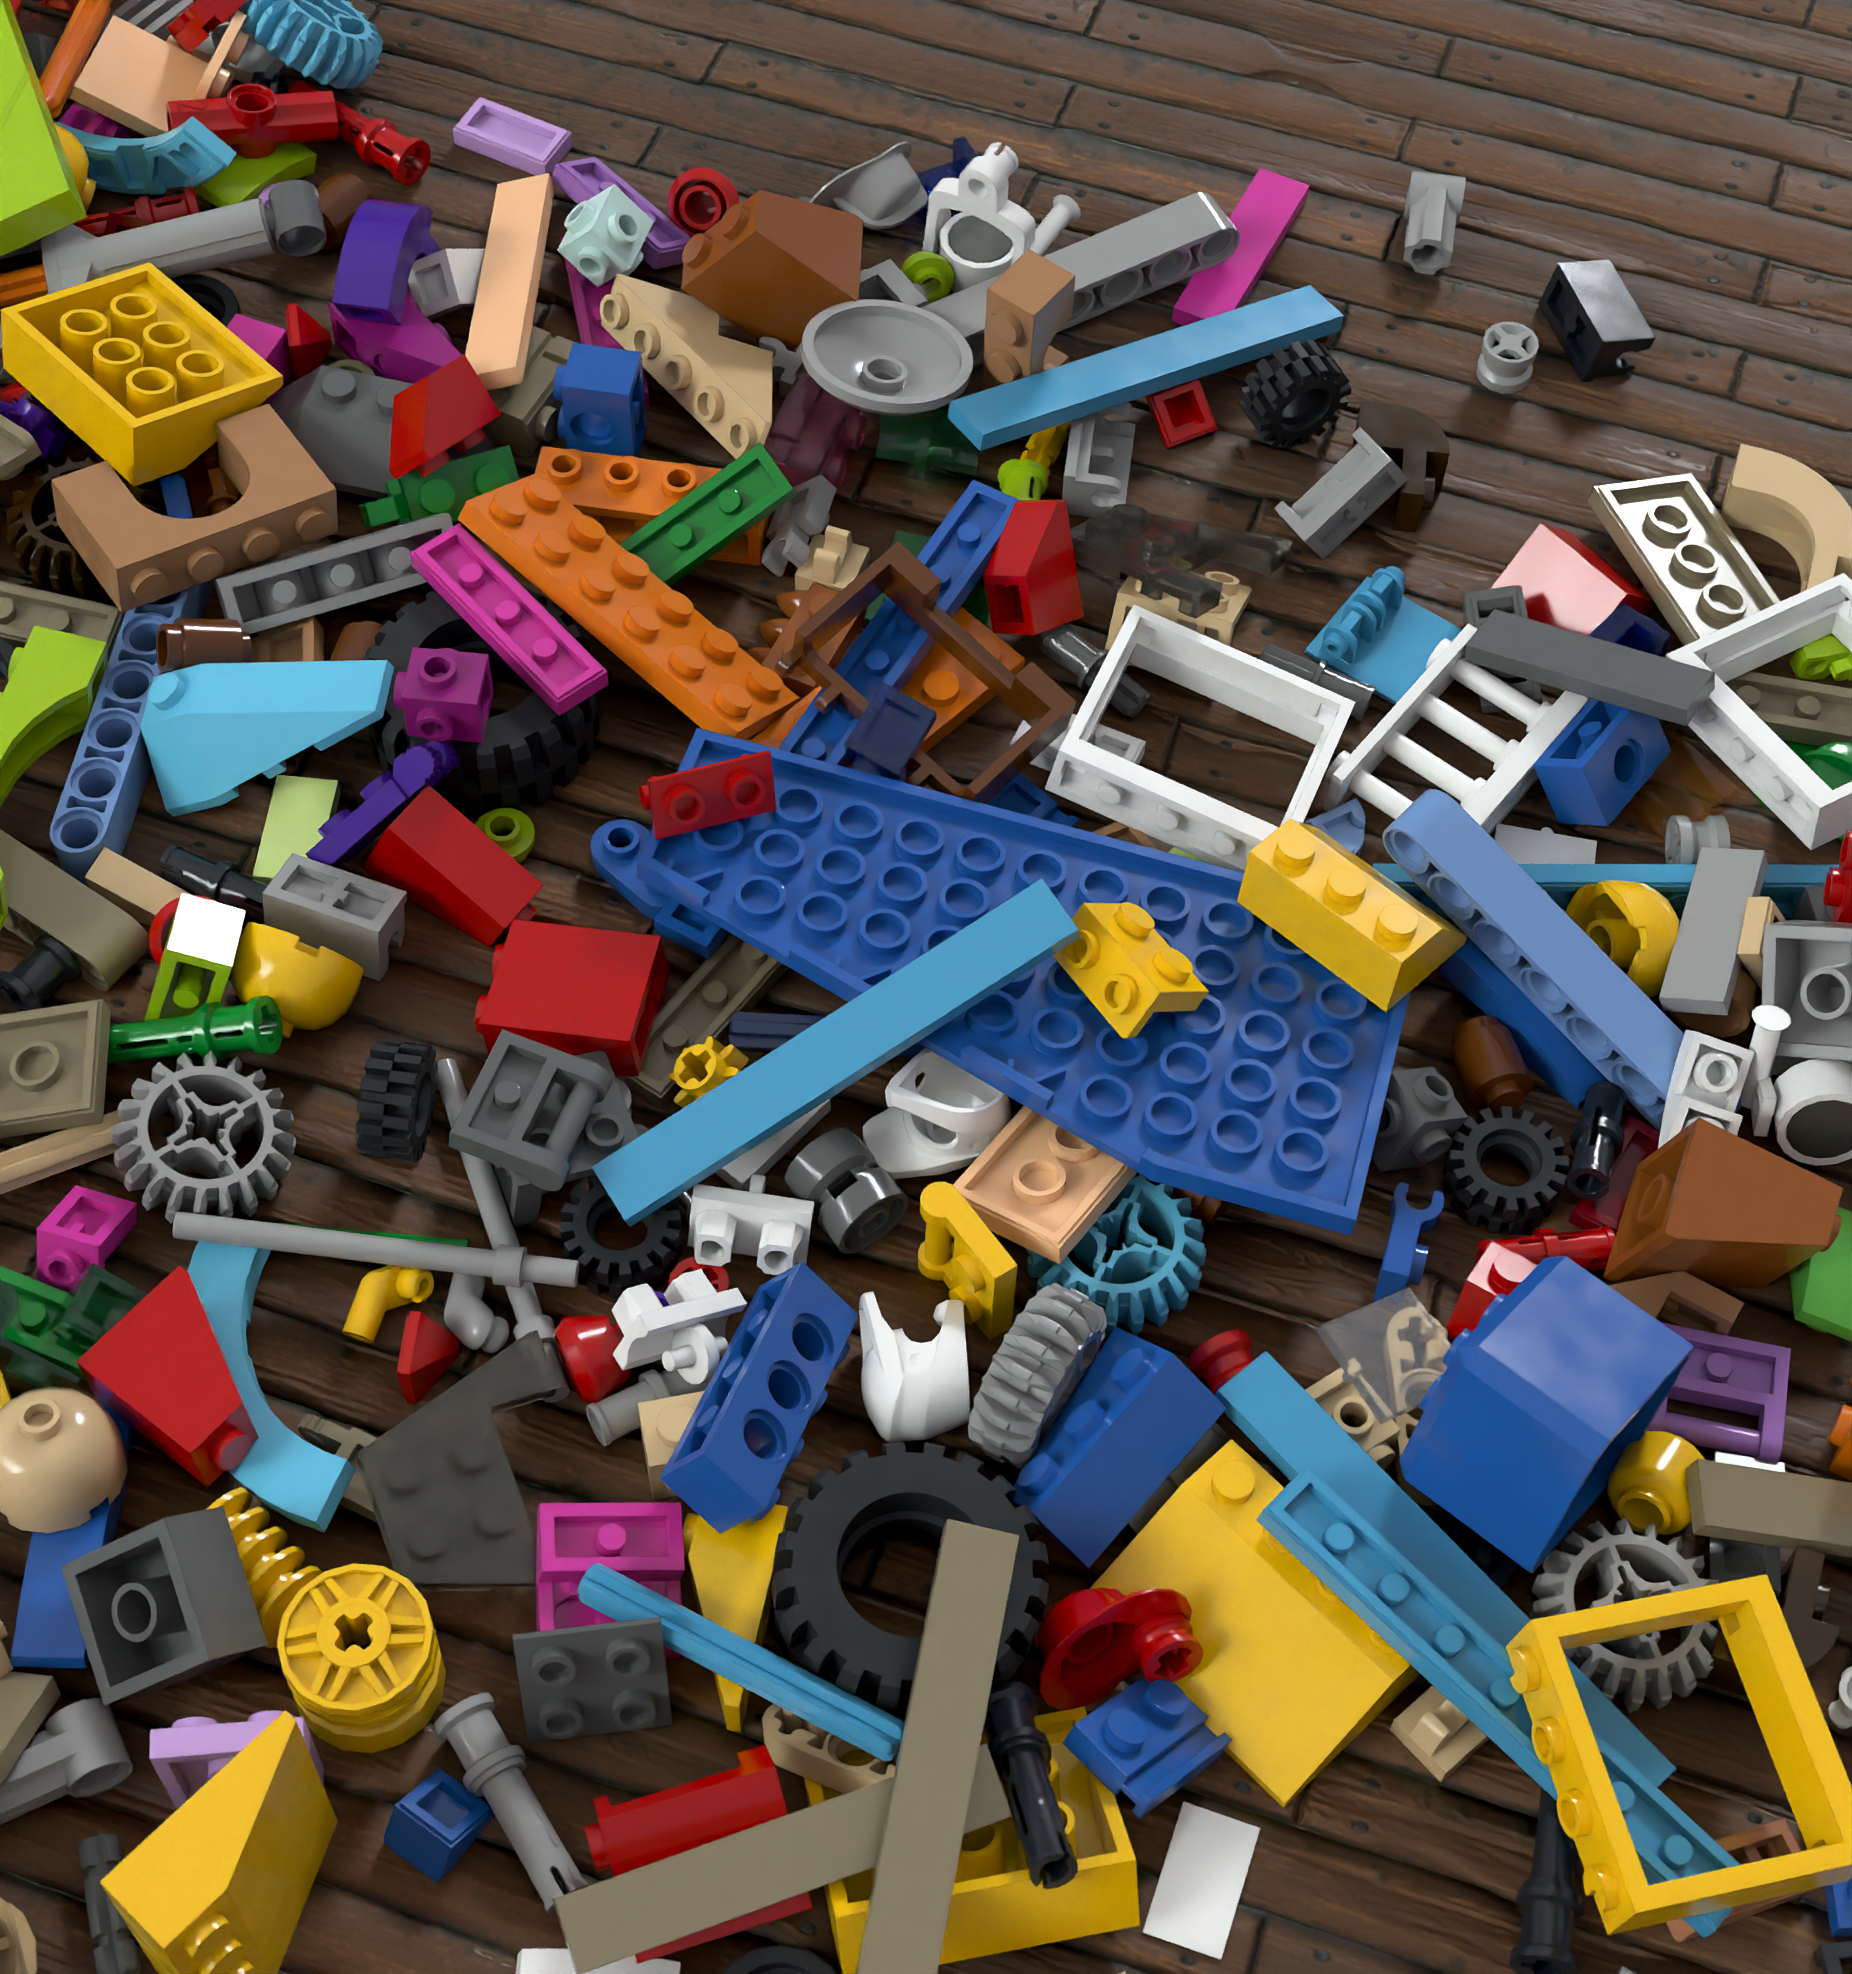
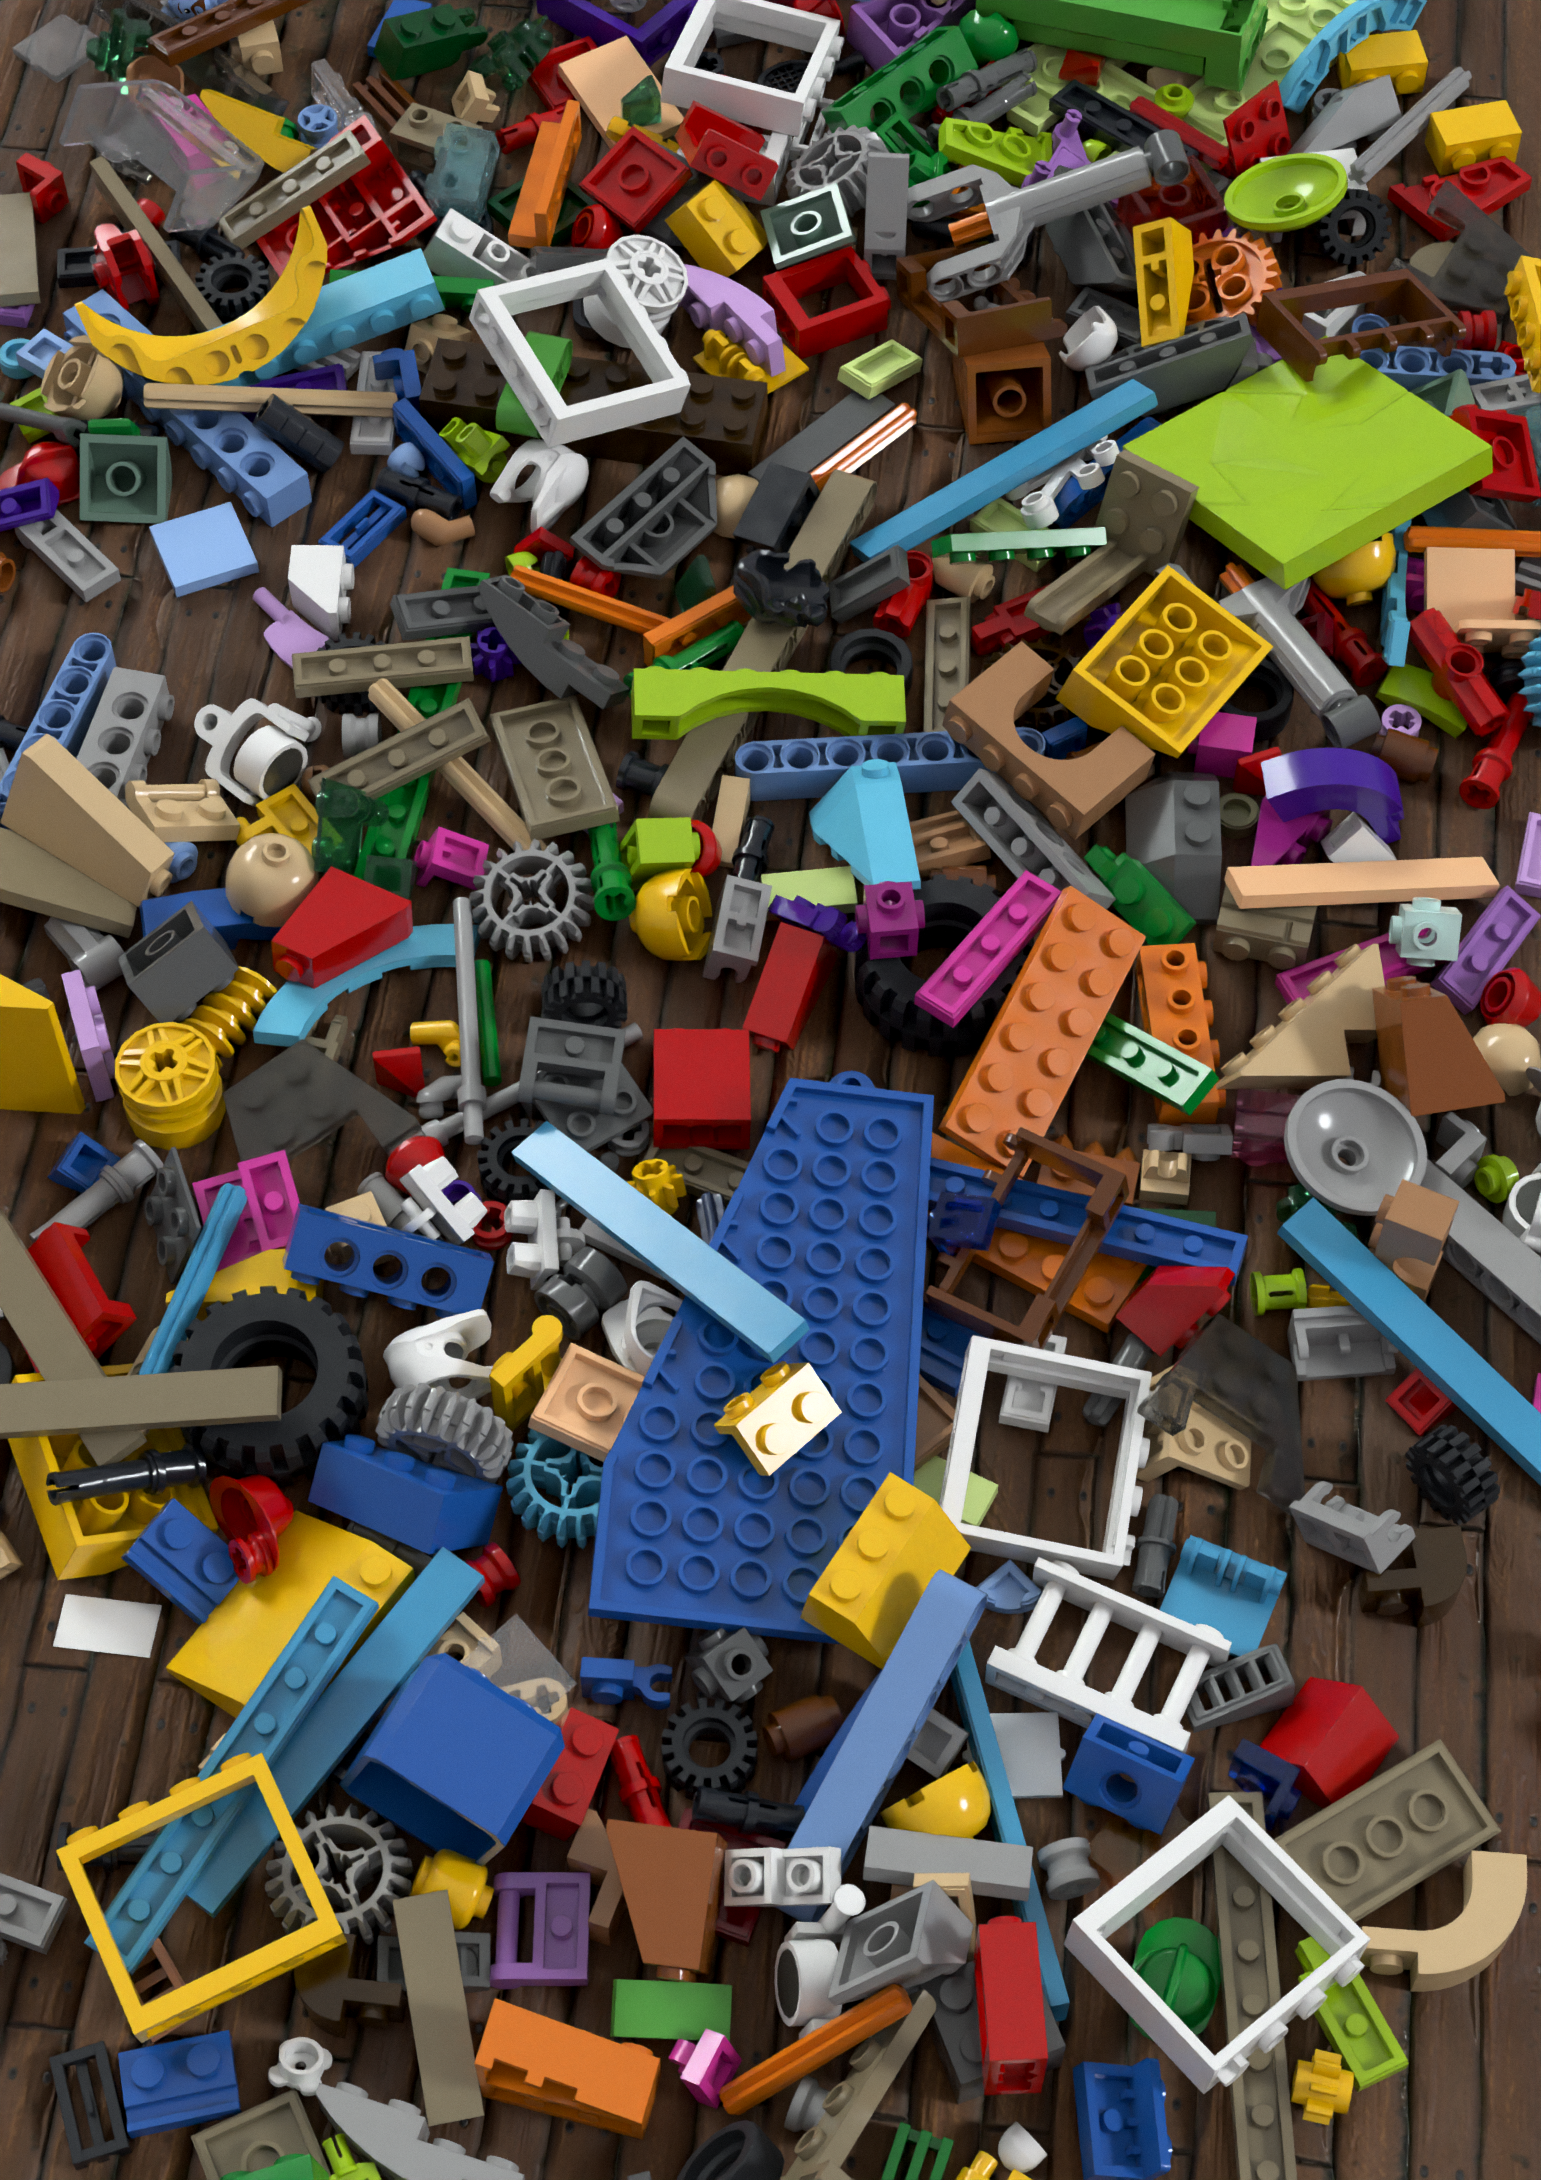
camera: 80 degrees right, 0 degrees up
(201, 642) = (926, 782): reddish brown brick -> none
(437, 414) = (1184, 861): red slope -> none
(522, 834) = (836, 1027): lime plate -> none
(602, 400) = (1248, 974): blue brick -> none
(710, 794) = (851, 1102): red hinge -> none
(1590, 667) = (1198, 1736): dark grey tile -> none

